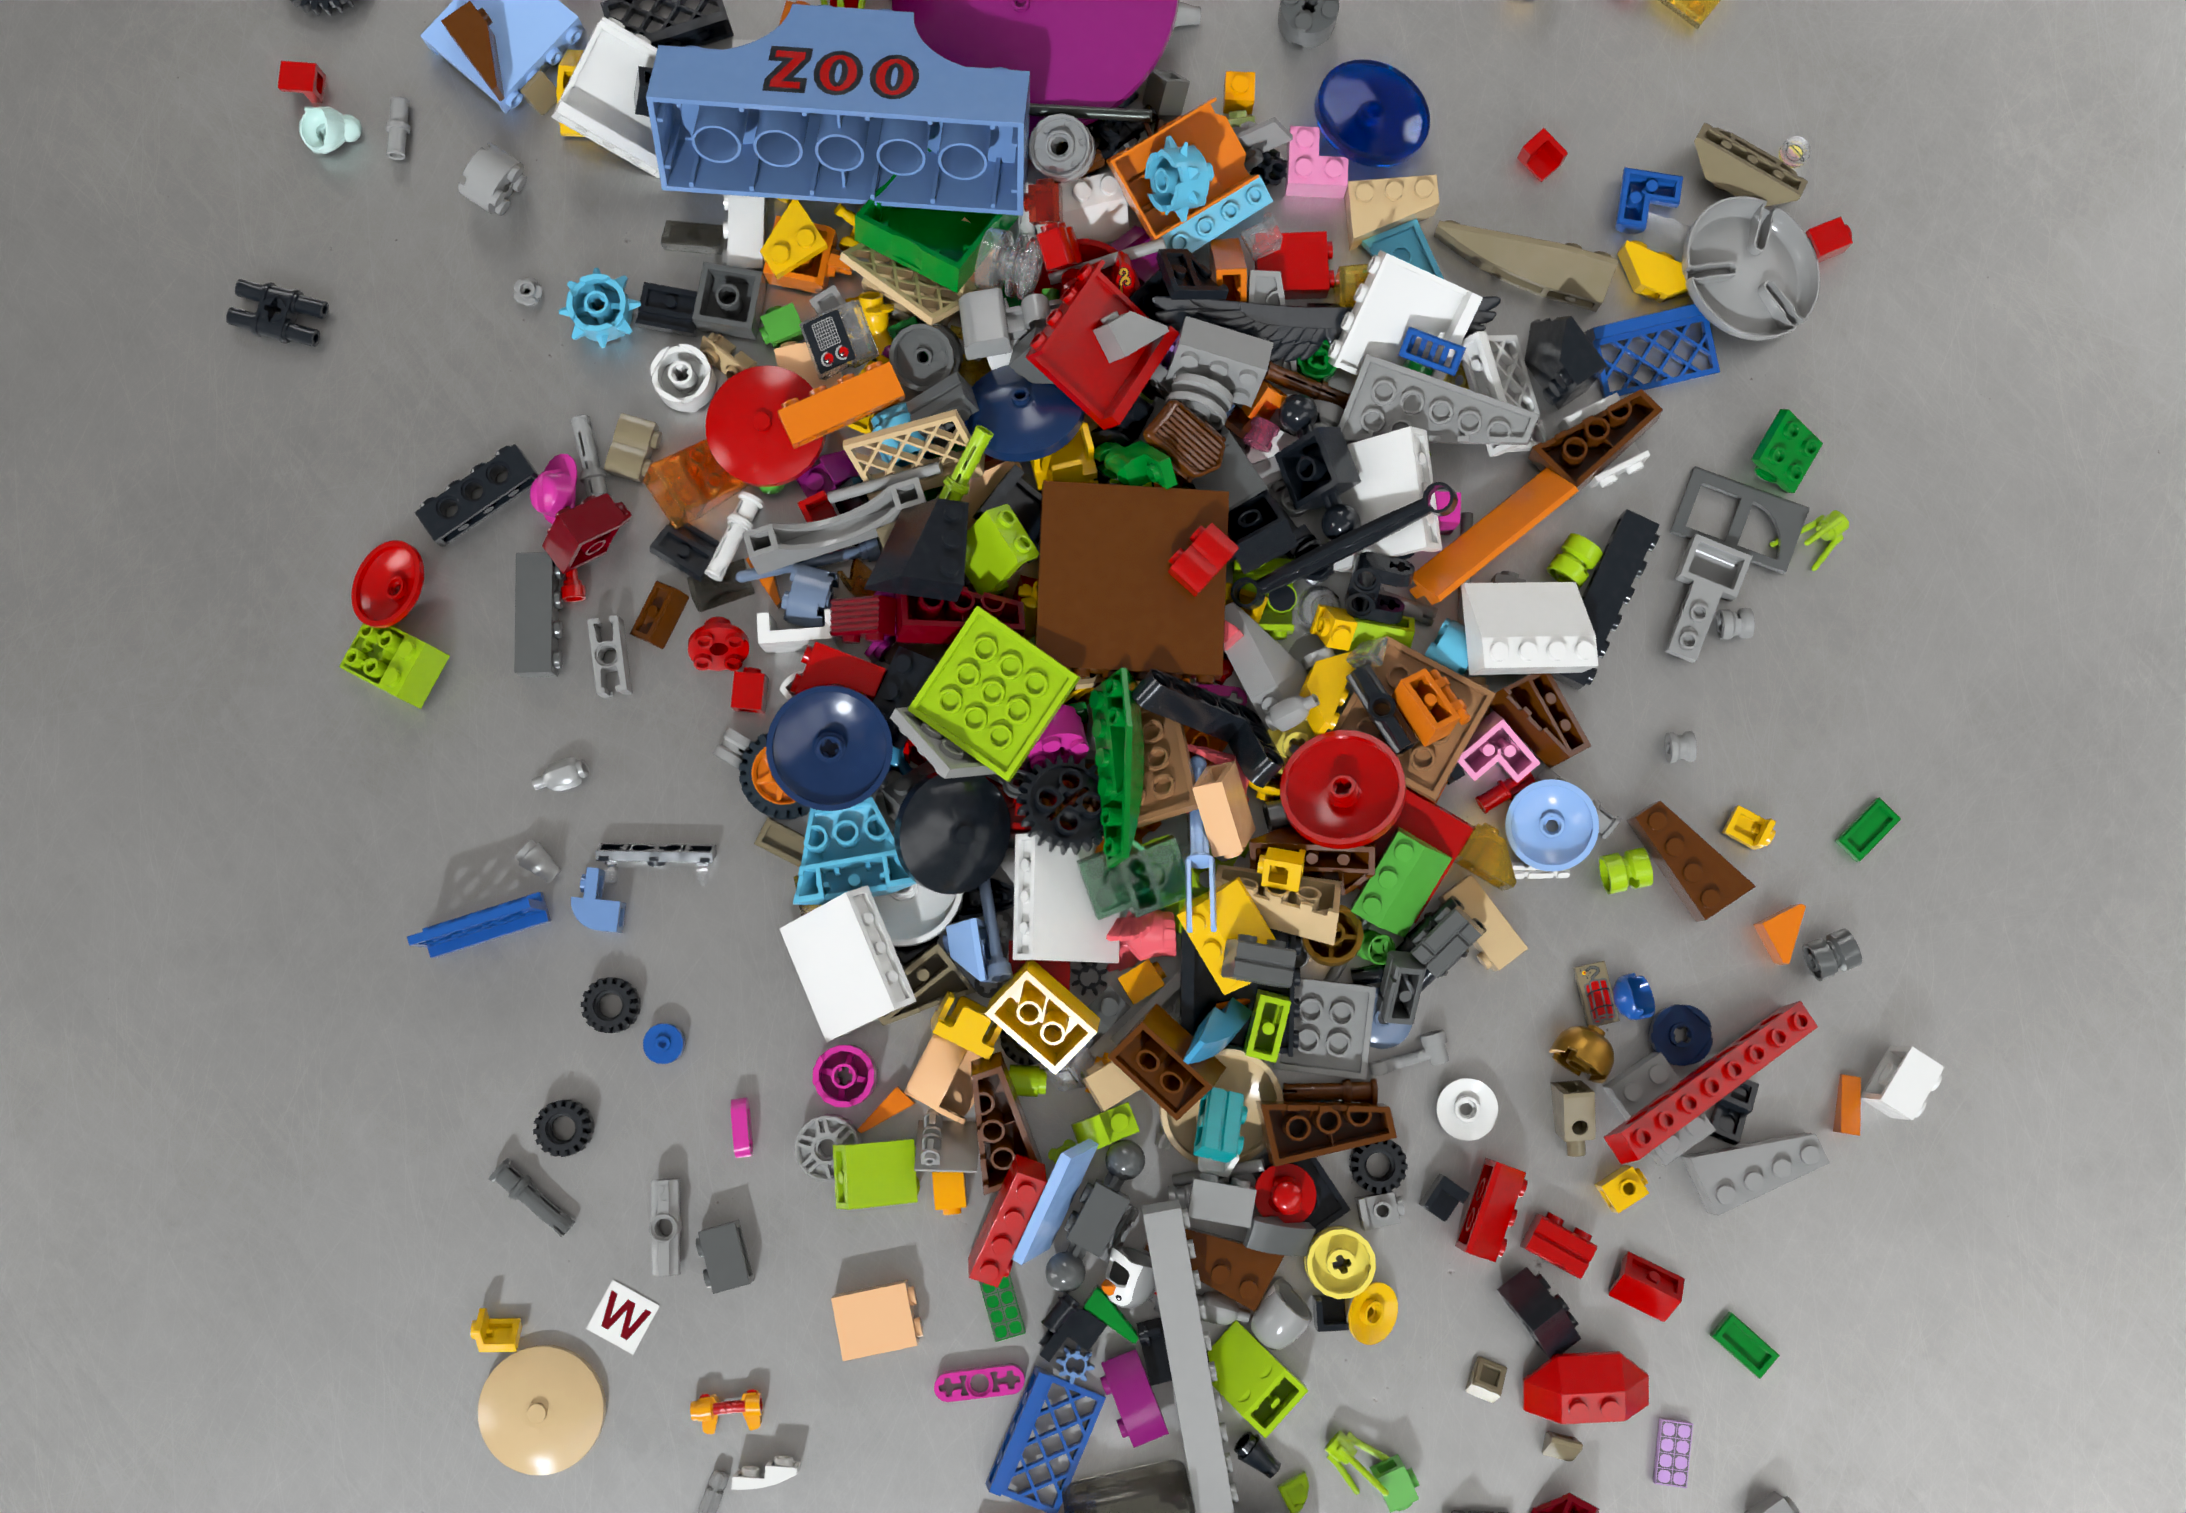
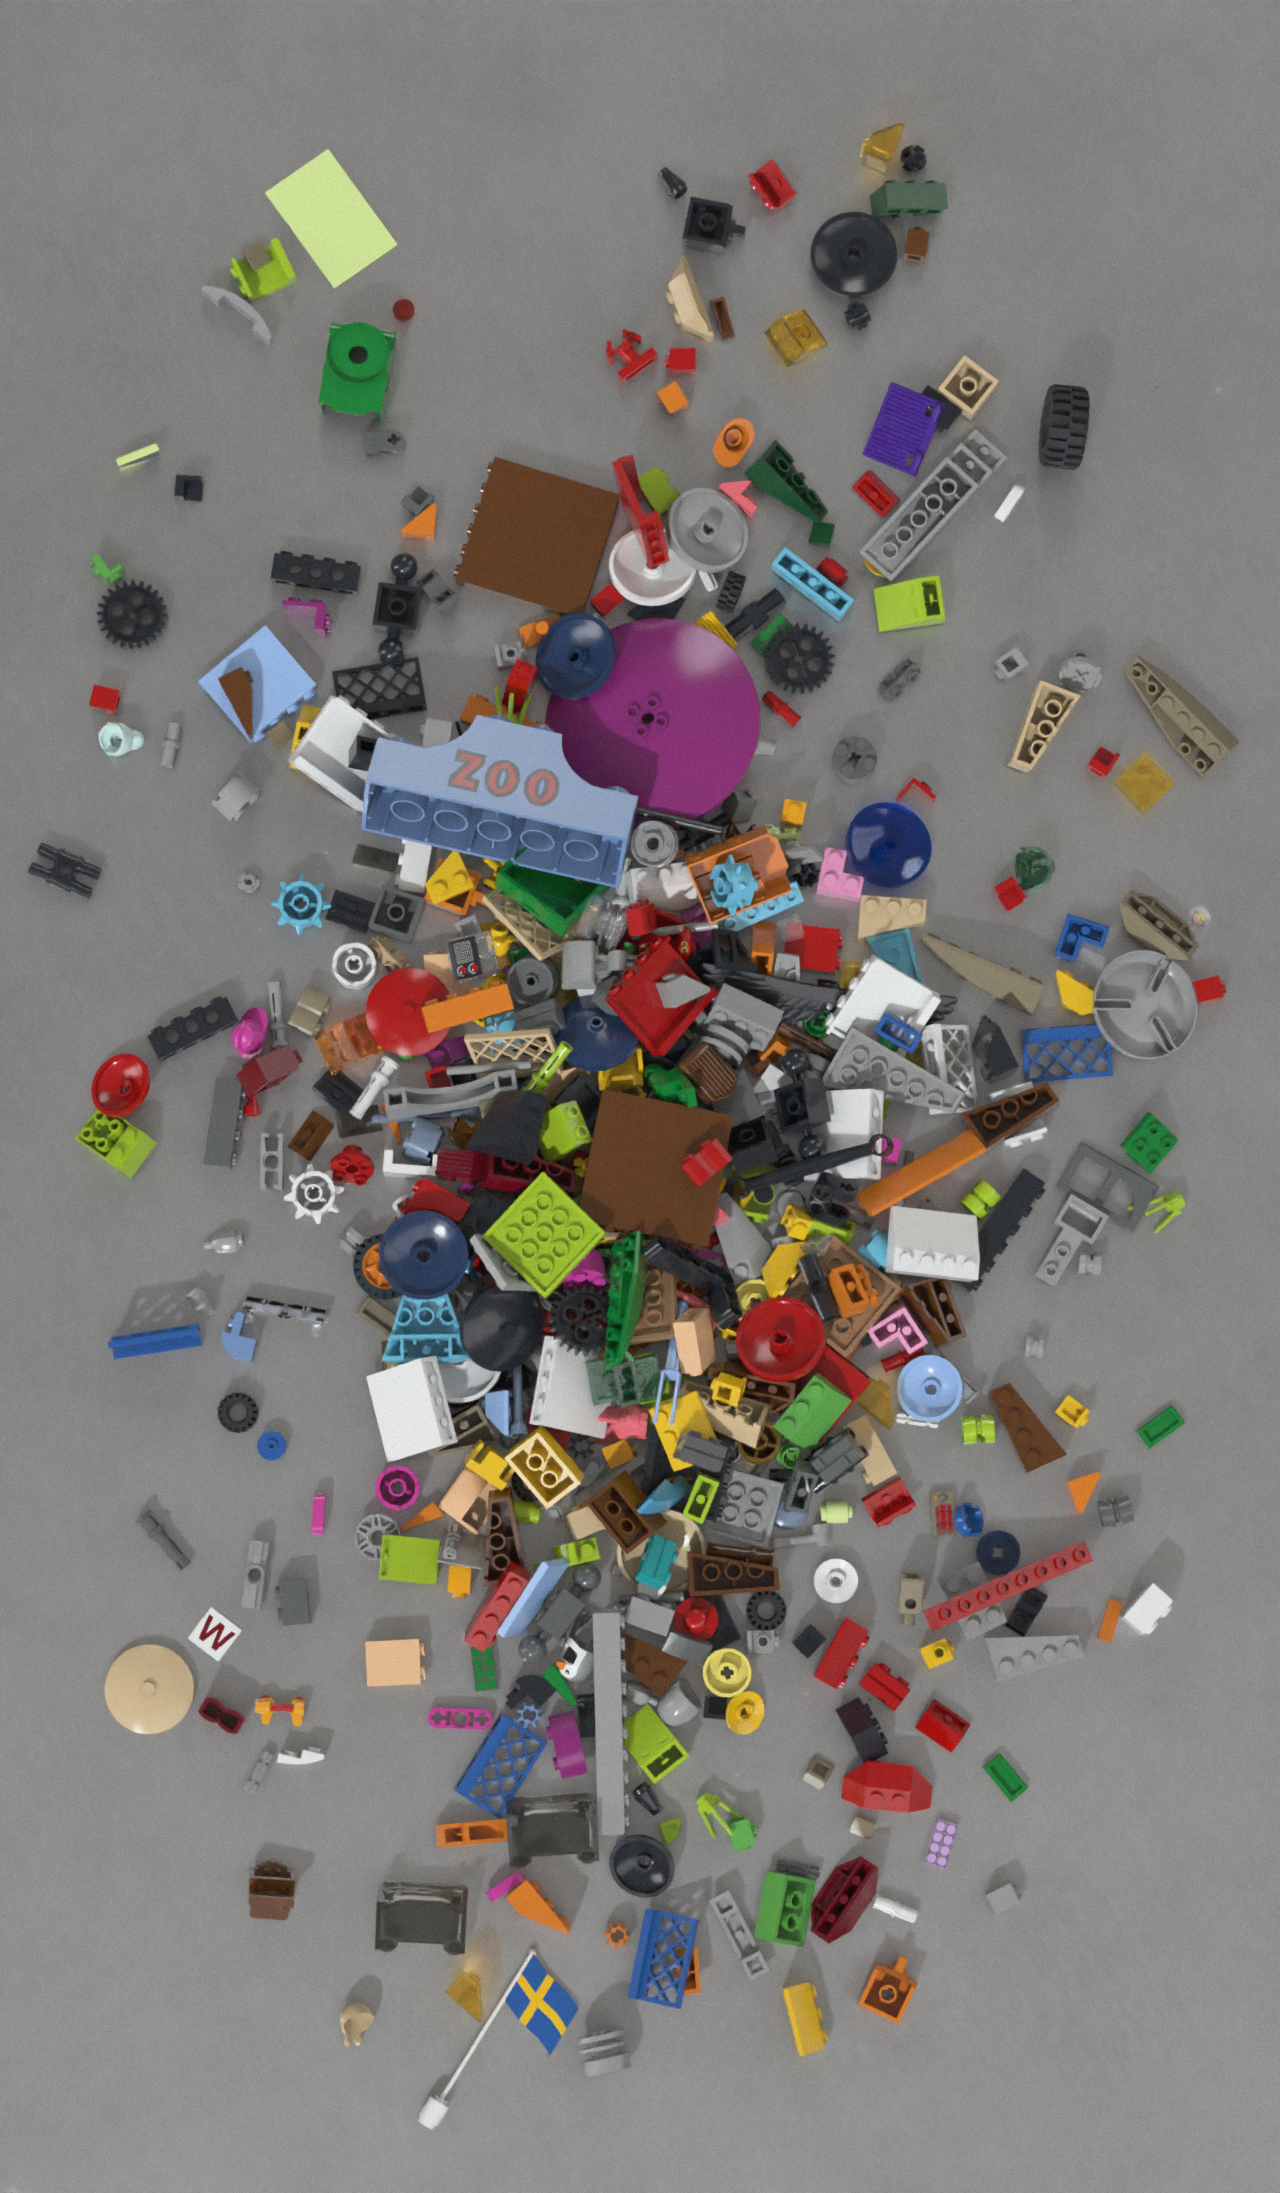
camera: 10 degrees right, 0 degrees up
(496, 1334) = (125, 1631): yellow bracket -> none
(545, 1134) = (180, 1487): black tyre -> none
(639, 1431) = (227, 1719): none -> dark red brick
(656, 699) = (310, 1181): none -> white brick
(749, 691) = (369, 1202): red brick -> none
(781, 325) = (430, 937): bright green brick -> none
(1044, 202) = (635, 883): clear red brick -> none
(1060, 1313) = (525, 1675): black pin -> none
(1261, 434) = (766, 1074): clear pink wheel -> none
(1290, 712) = (753, 1279): light grey plant -> none
(1402, 36) = (921, 787): none -> red bracket
(1451, 1014) = (836, 1511): none -> yellowish green brick
(1521, 990) = (888, 1502): none -> red bracket
(1568, 114) = (1034, 867): none -> clear green cylinder
(1584, 1051) = (925, 1552): pearl gold cylinder -> none

